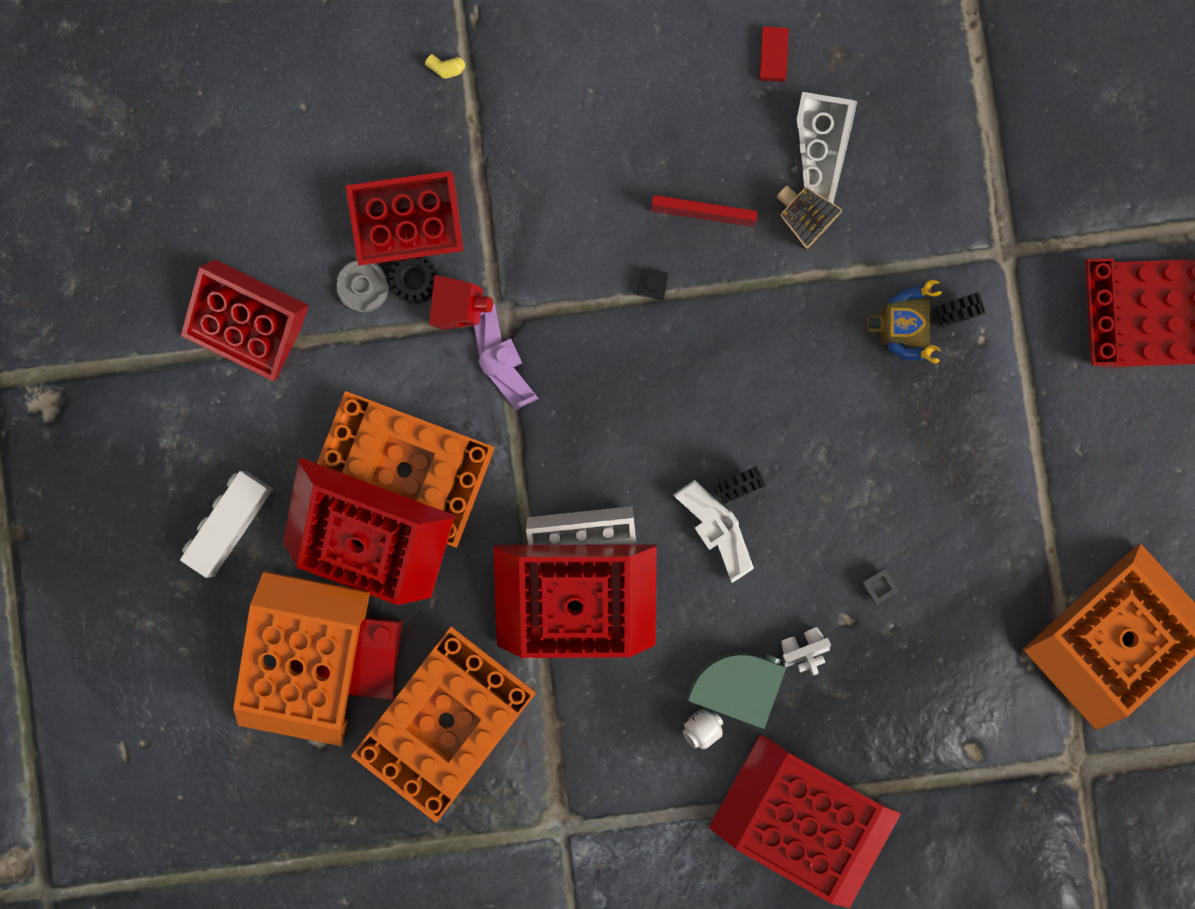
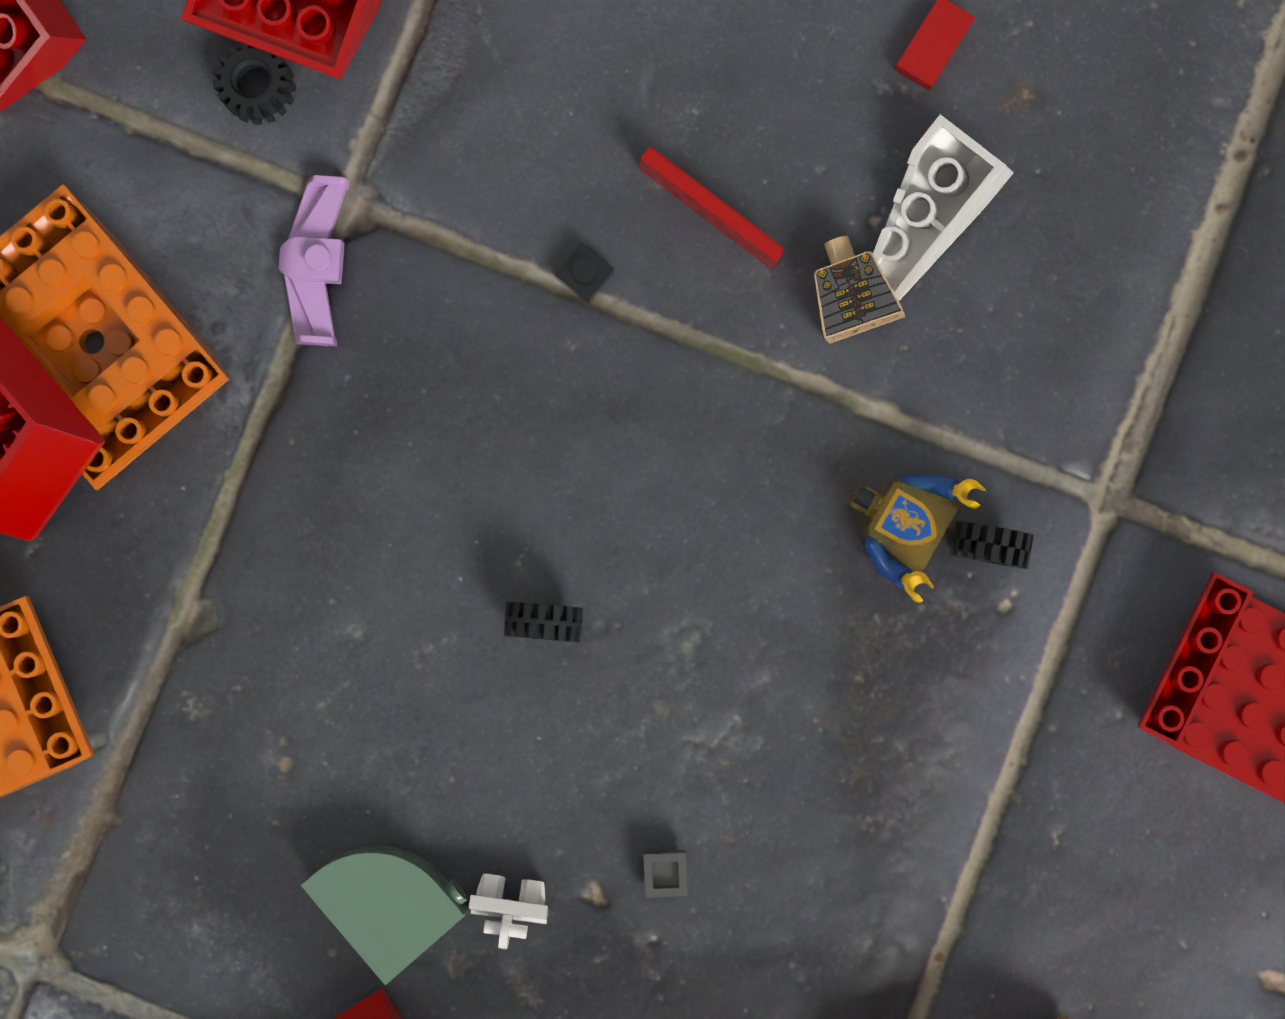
camera: 25 degrees right, 0 degrees up
(362, 286) = (178, 56): light grey tile -> none
(457, 303) = (290, 149): red torso -> none
(583, 528) = (286, 561): white brick -> none
(609, 580) = (276, 656): red slope -> none
(703, 729) = (303, 936): white head -> none
(717, 528) = (482, 665): white plate -> none

